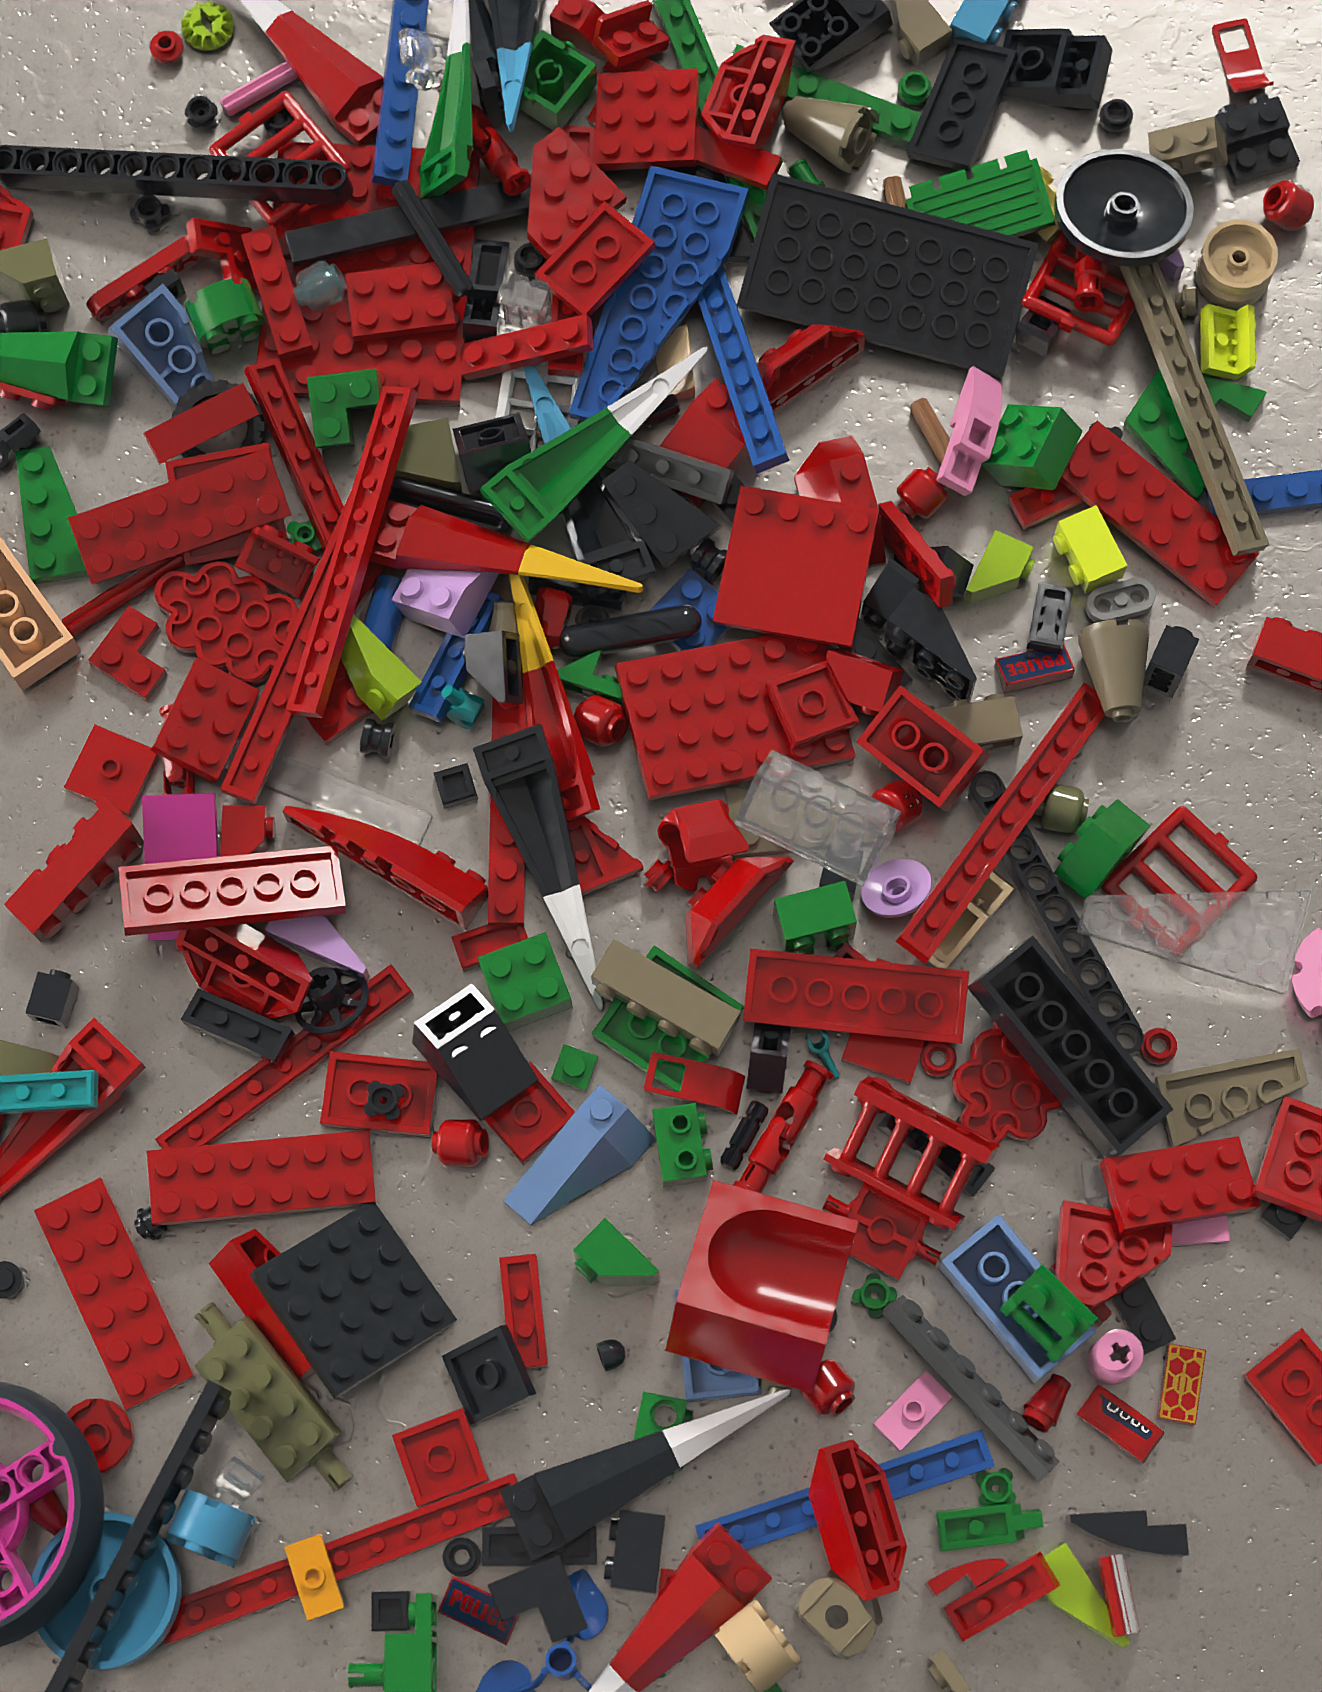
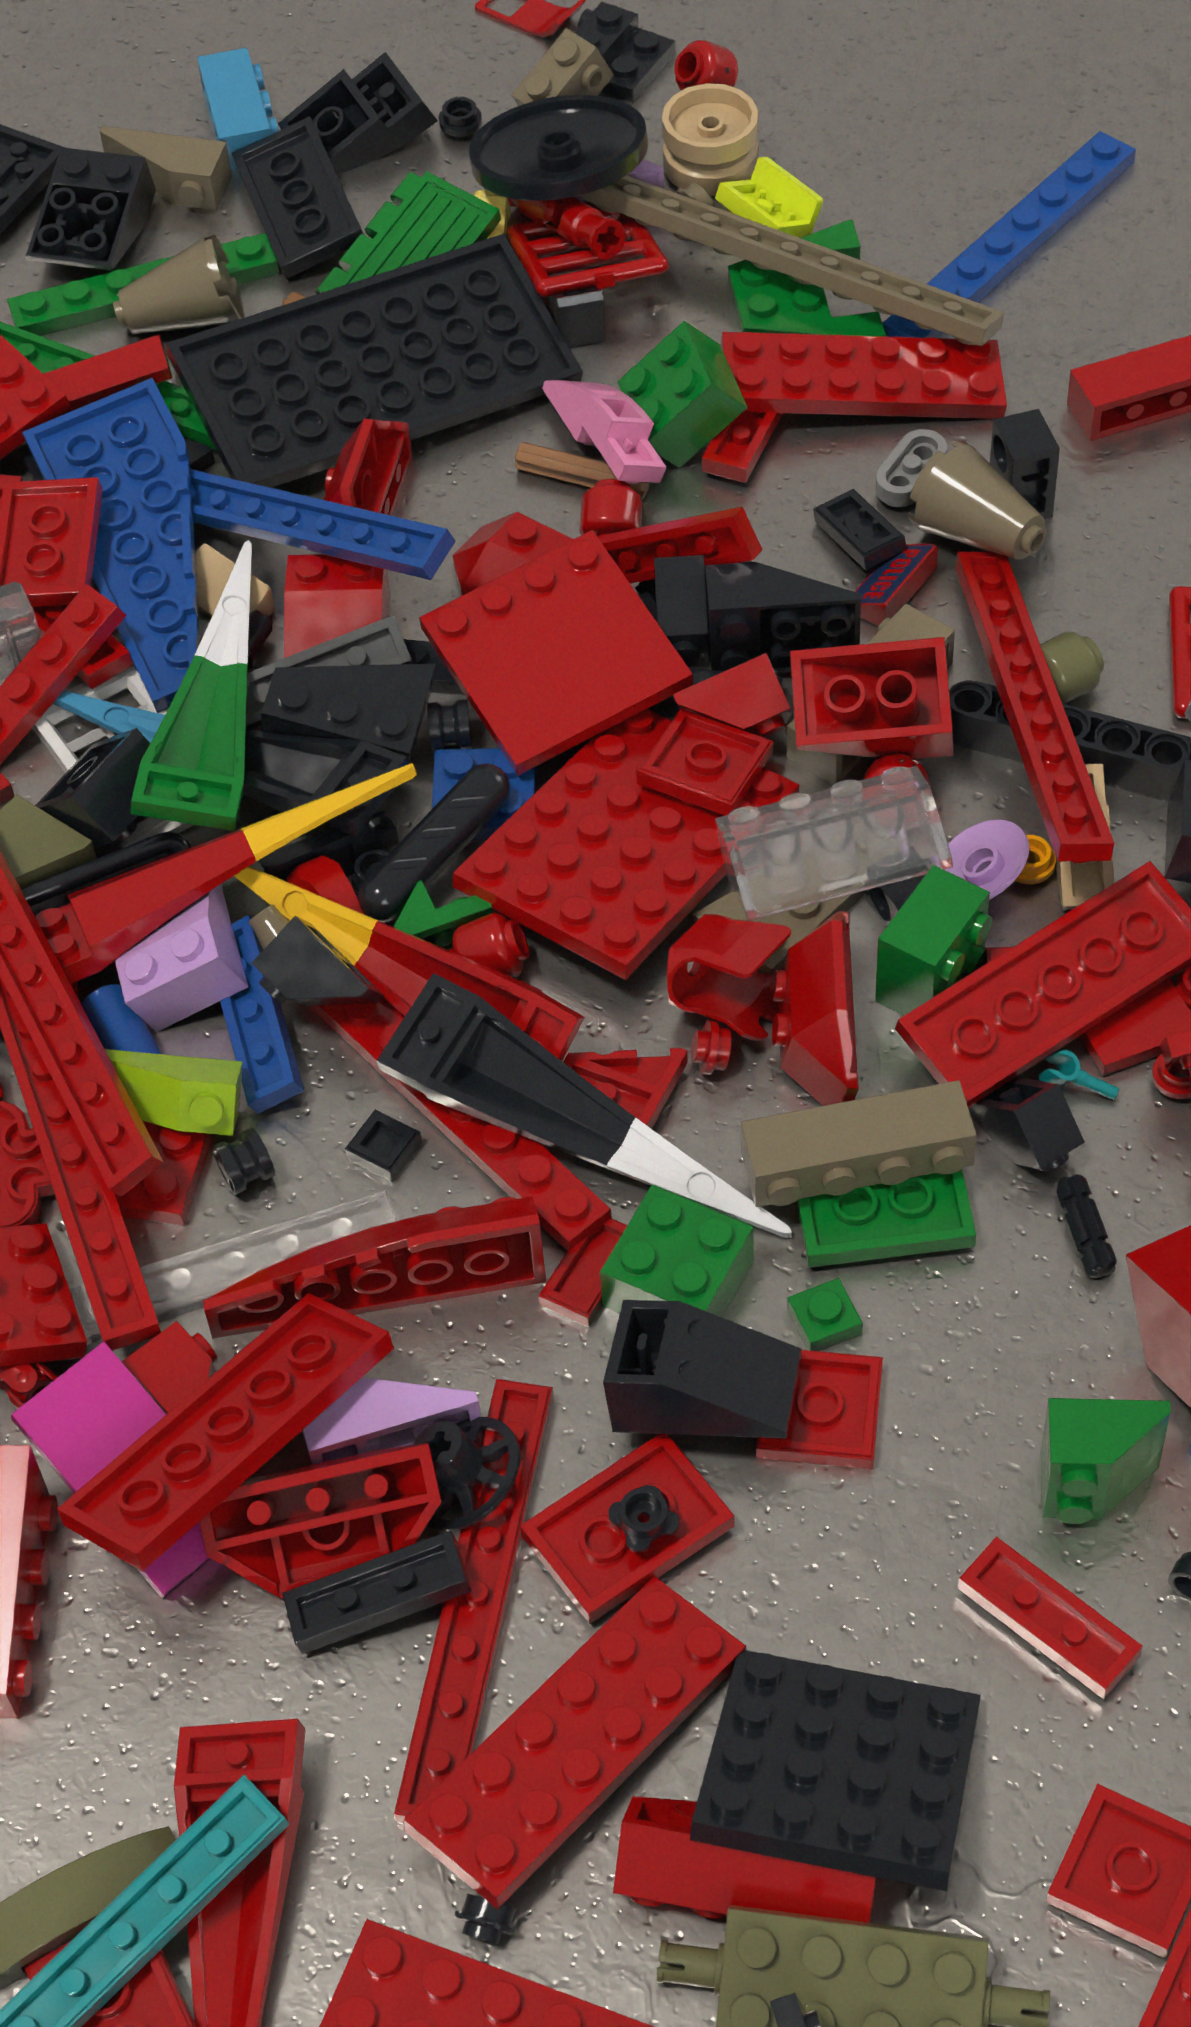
camera: 40 degrees left, 20 degrees down
(52, 998) = (101, 1760): black brick -> none
(460, 1143) = (780, 1494): red head -> none
(464, 706) = (316, 1057): teal piece -> none
(488, 1374) = (1088, 1714): black plate -> none
(587, 1151) = (936, 1388): medium blue wedge -> none
(680, 1144) = (1031, 1288): green brick -> none
(701, 1083) = (984, 1204): red piece -> none
(750, 92) = (66, 308): red wedge -> none
(780, 1136) = (1109, 1142): red piece -> none
(914, 88) = (233, 219): green plate -> none
(1000, 568) = (769, 510): lime slope -> none
(1089, 550) = (835, 441): neon yellow brick -> none
(1102, 845) = (1147, 670): green brick -> none

